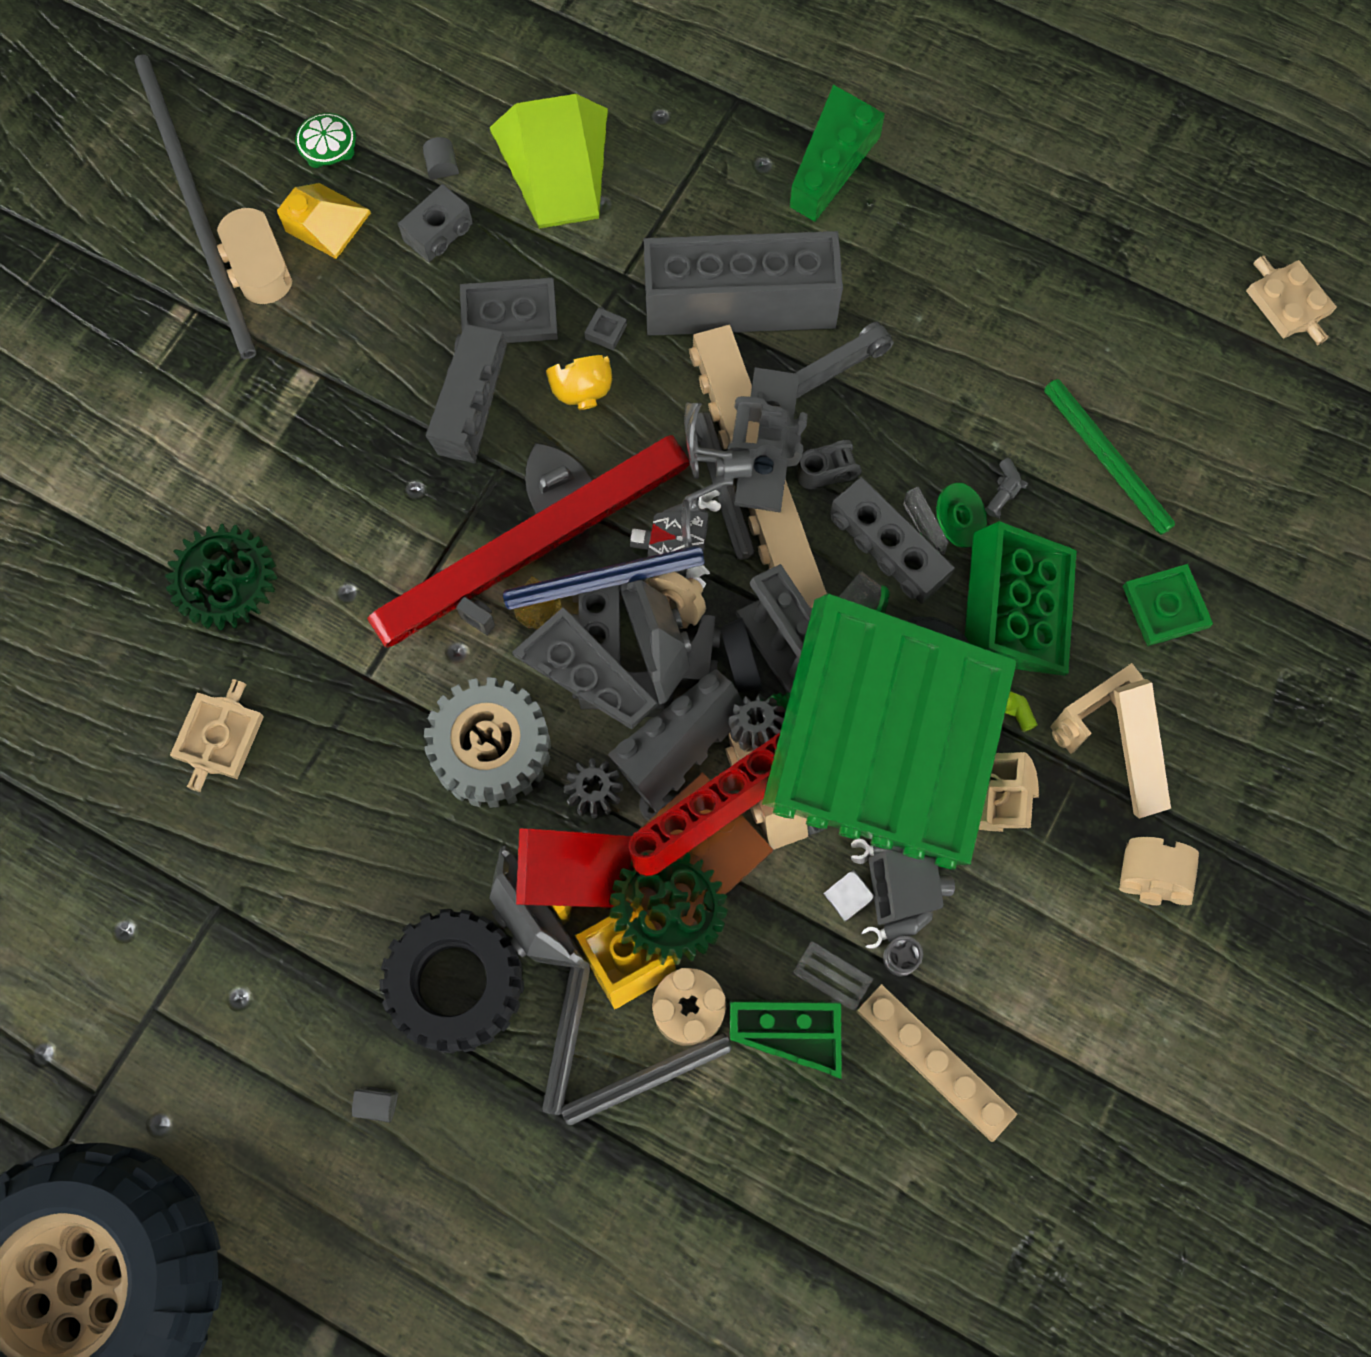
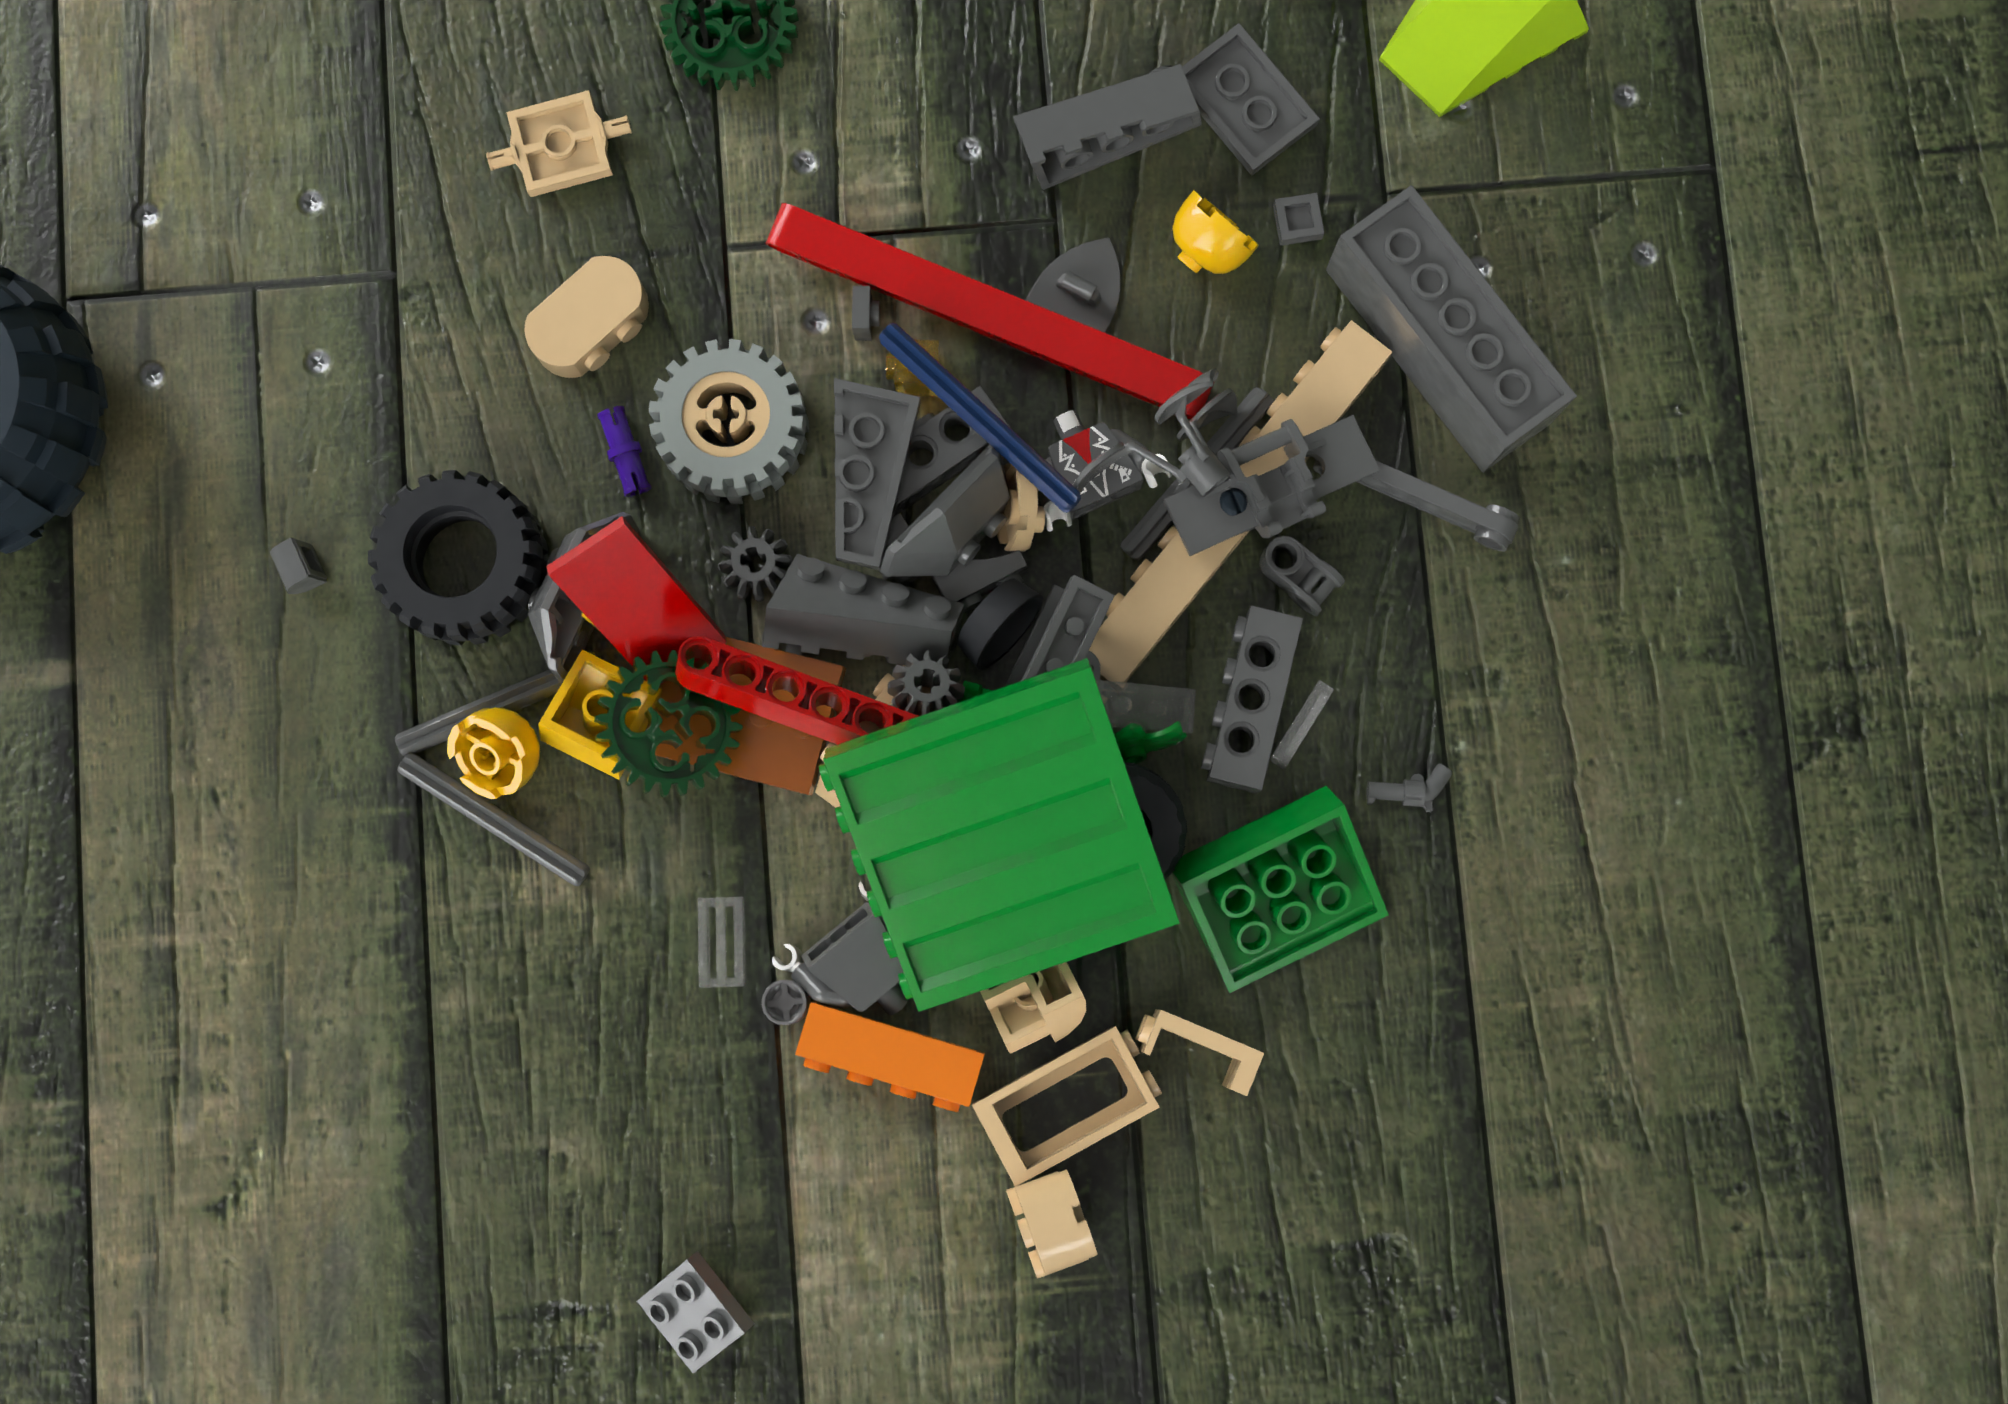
camera: 60 degrees right, 10 degrees up
(349, 791) = (587, 317): none -> tan brick
(456, 826) = (624, 451): none -> dark purple pin
(604, 1043) = (494, 751): none -> yellow cylinder
(684, 986) = (569, 796): tan brick -> none
(791, 1029) = (629, 930): green wedge -> none
(837, 147) = (1713, 324): green wedge -> none
(849, 895) = (817, 906): slope -> none
(937, 1063) = (699, 1106): tan plate -> none
(960, 514) = (1347, 770): green dish -> none
(980, 909) = (889, 1054): none -> orange brick
(1019, 707) = (1152, 960): lime arm -> none
(1080, 1152) = (695, 1312): none -> plate
(1108, 820) = (1137, 1103): none -> tan piece
(1109, 457) = (1533, 883): green axle -> none
(1142, 748) = (1179, 1122): tan tile -> none
(1167, 605) = (1387, 1056): green plate -> none
(1291, 299) = (1898, 981): tan plate -> none

